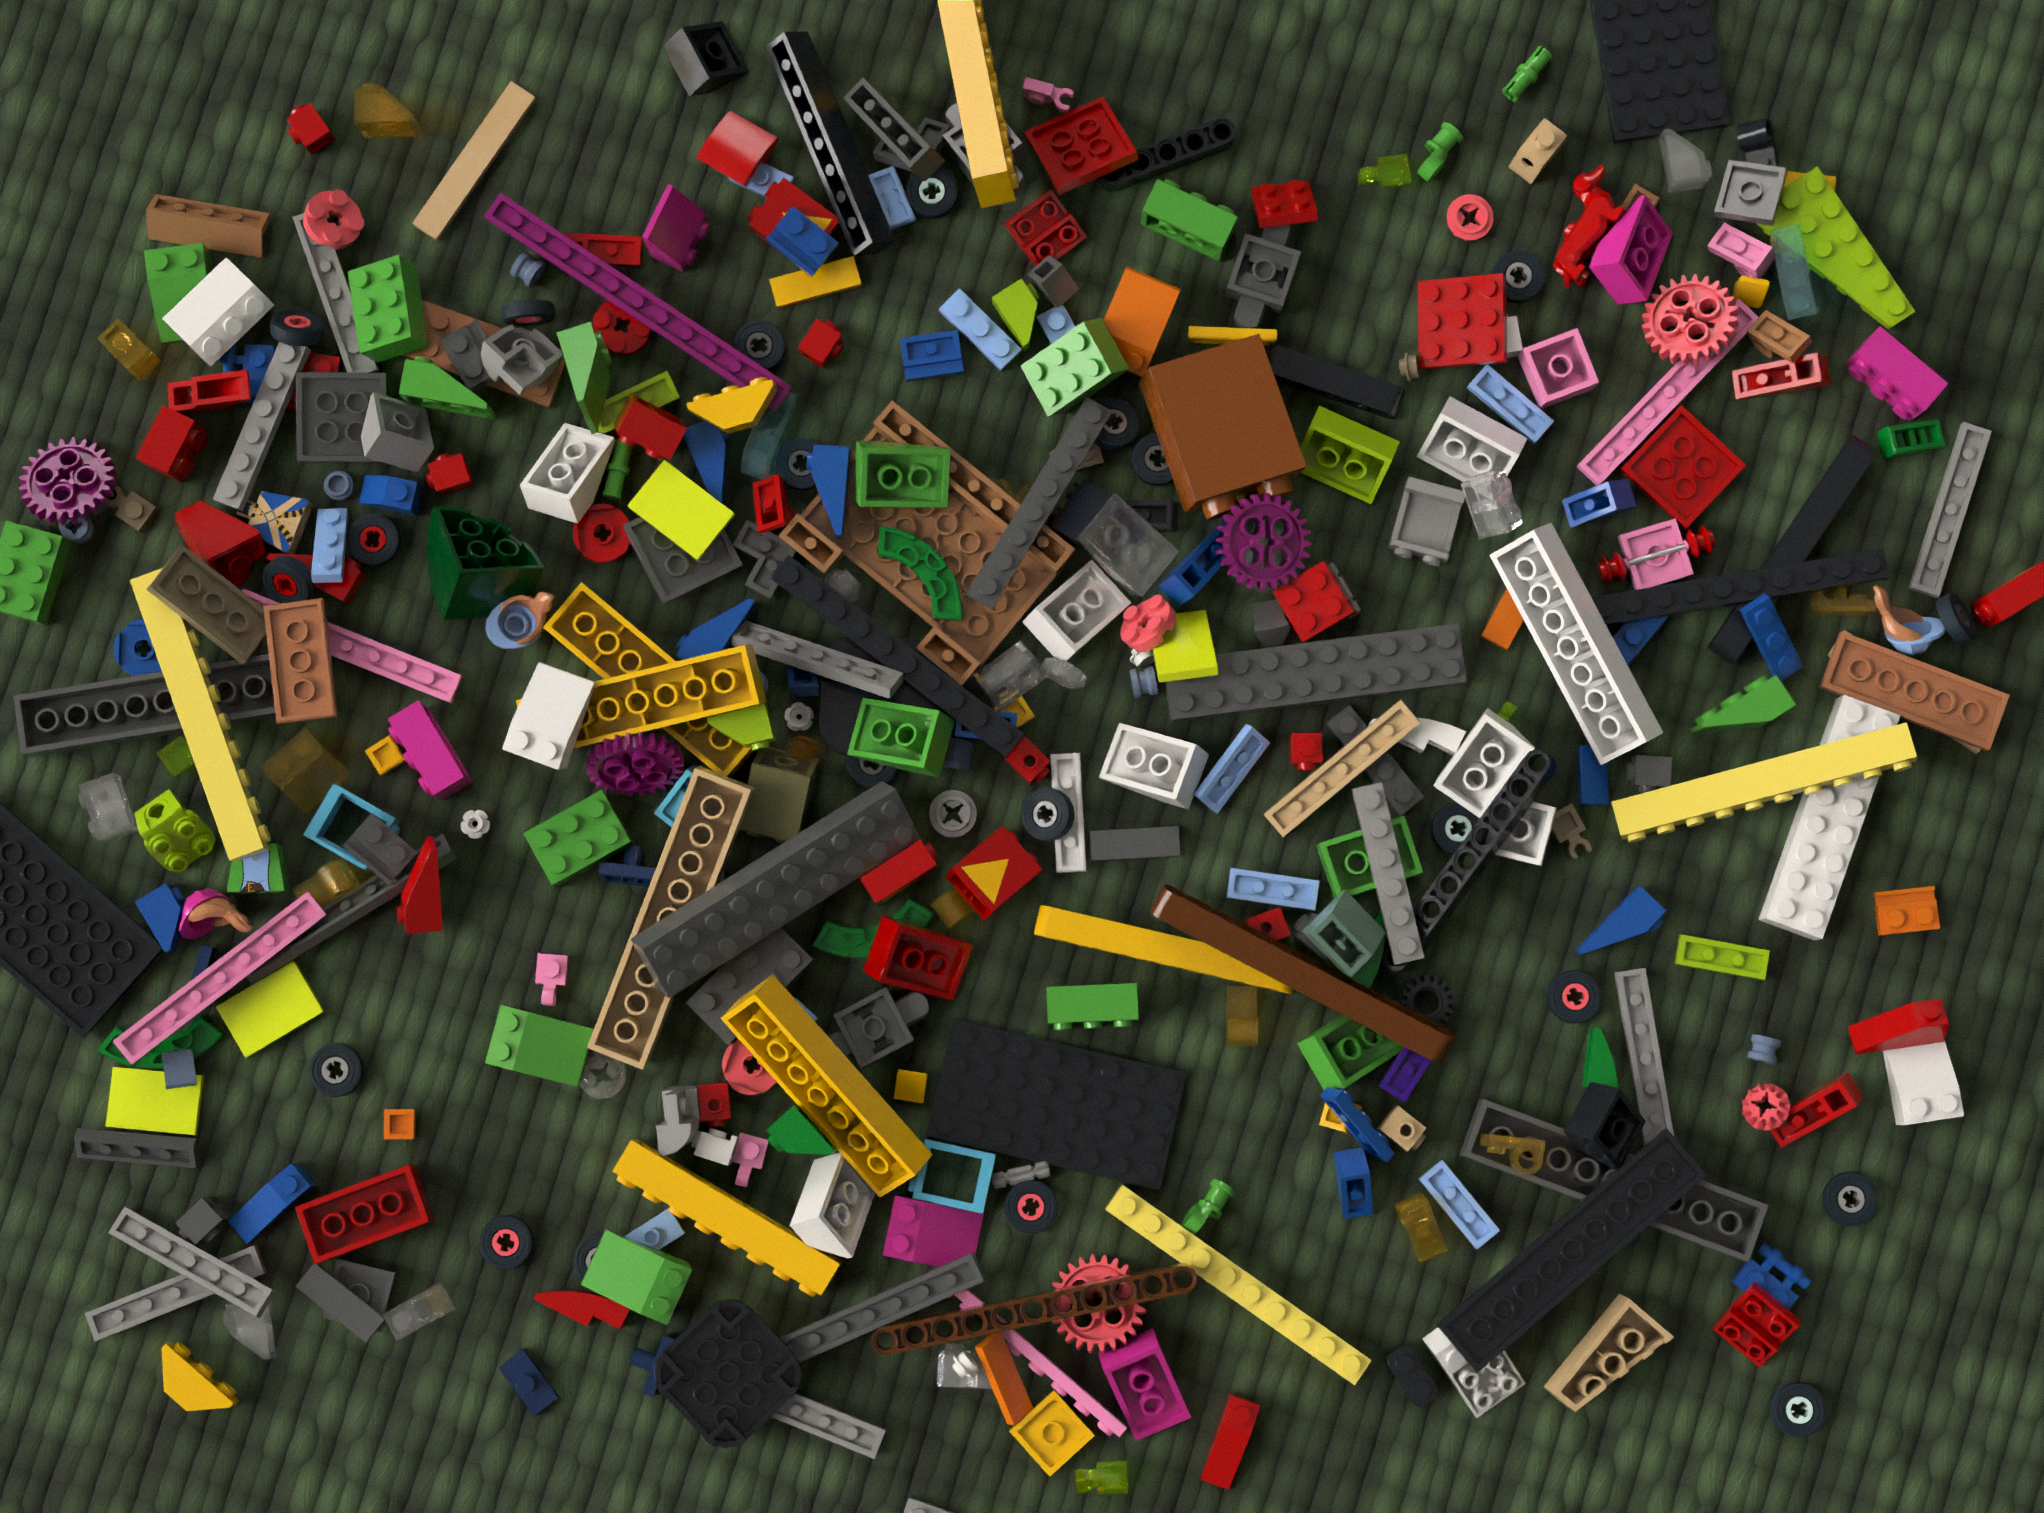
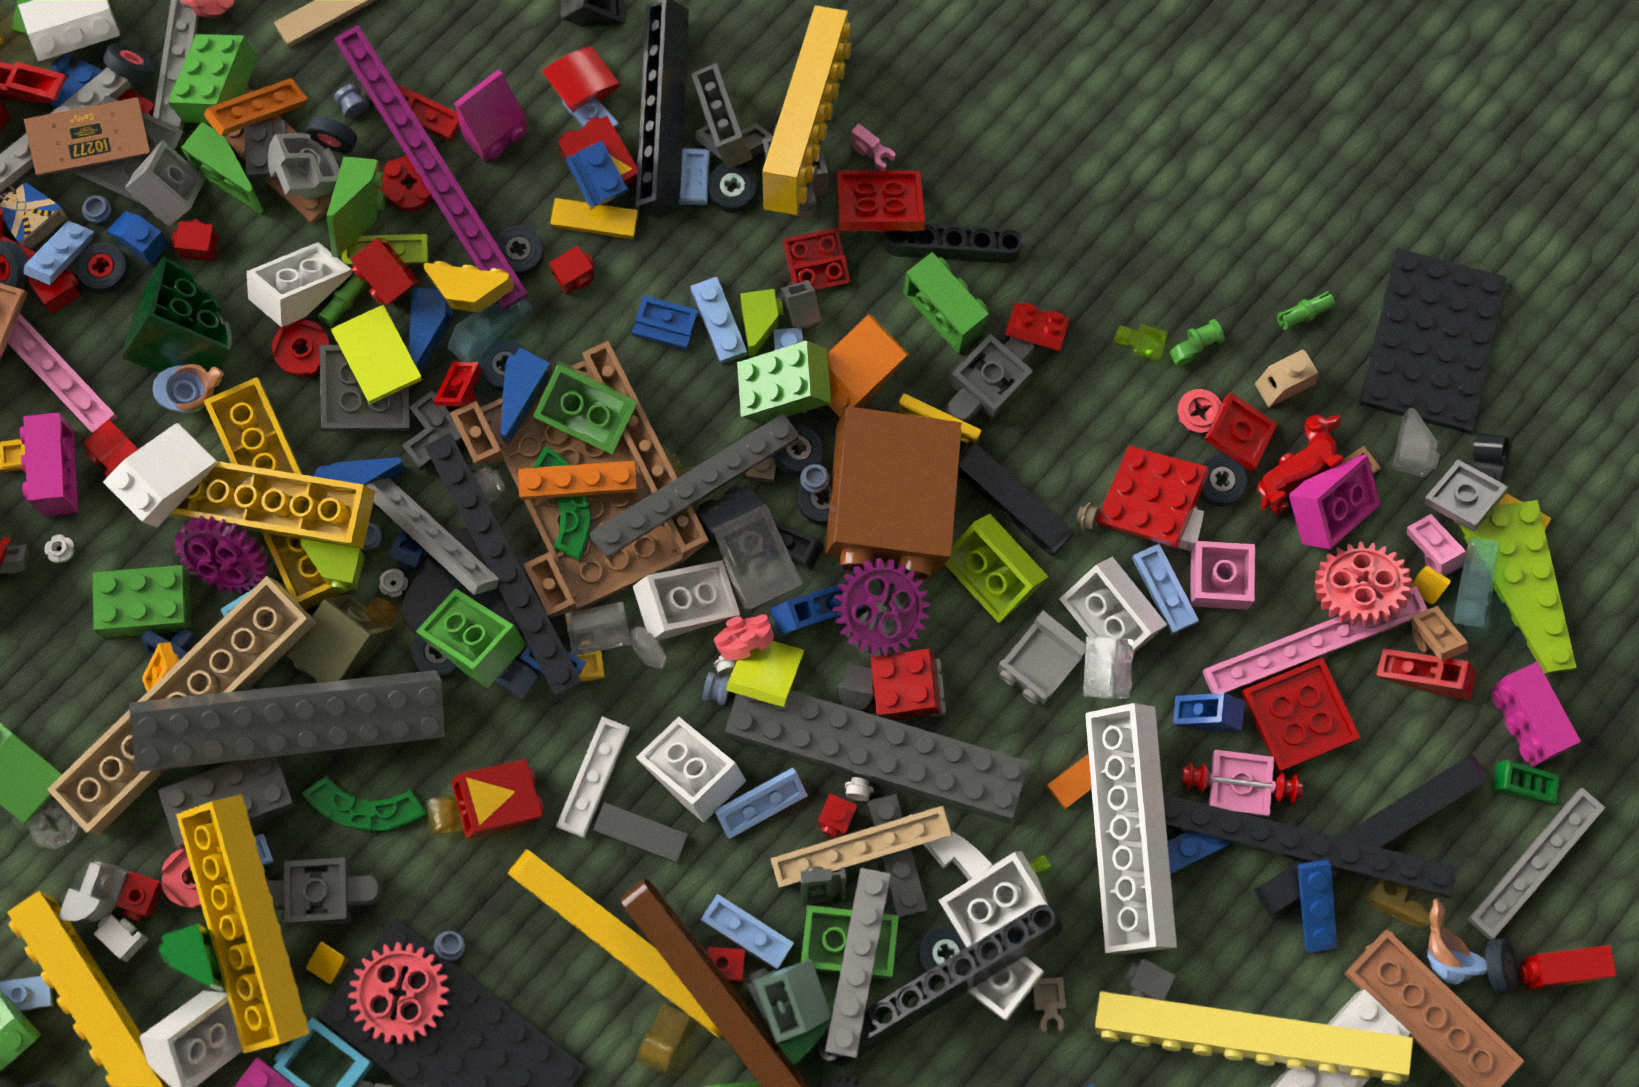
camera: 20 degrees right, 10 degrees down
(300, 421) = (87, 136): none -> nougat tile
(444, 319) = (255, 107): none -> orange plate
(482, 711) = (108, 446): none -> red brick
(551, 972) = (56, 711): bright pink plate -> none
(630, 894) = (160, 664): none -> light orange plate
(749, 1154) = (146, 960): bright pink plate -> none
(900, 872) = (411, 759): red brick -> none
(917, 958) = (389, 846): red slope -> none
(927, 546) = (577, 480): none -> orange plate
(953, 799) = (475, 725): light grey gear -> none
(965, 1089) = (426, 998): none -> coral gear
(1012, 1021) = (449, 946): none -> sand blue plate
(1028, 761) = (578, 713): red brick -> none
(1062, 816) = (563, 760): black bush -> none
(1092, 1005) = (526, 962): bright green brick -> none
(1143, 445) = (814, 478): none -> sand blue plate
(1313, 716) = (858, 789): none -> white plate
(1322, 818) = (821, 885): none -> dark grey plate
(1516, 222) = (1240, 431): none -> red plate
(1591, 778) = (1092, 963): blue slope -> none
(1761, 704) = (1273, 965): bright green slope -> none

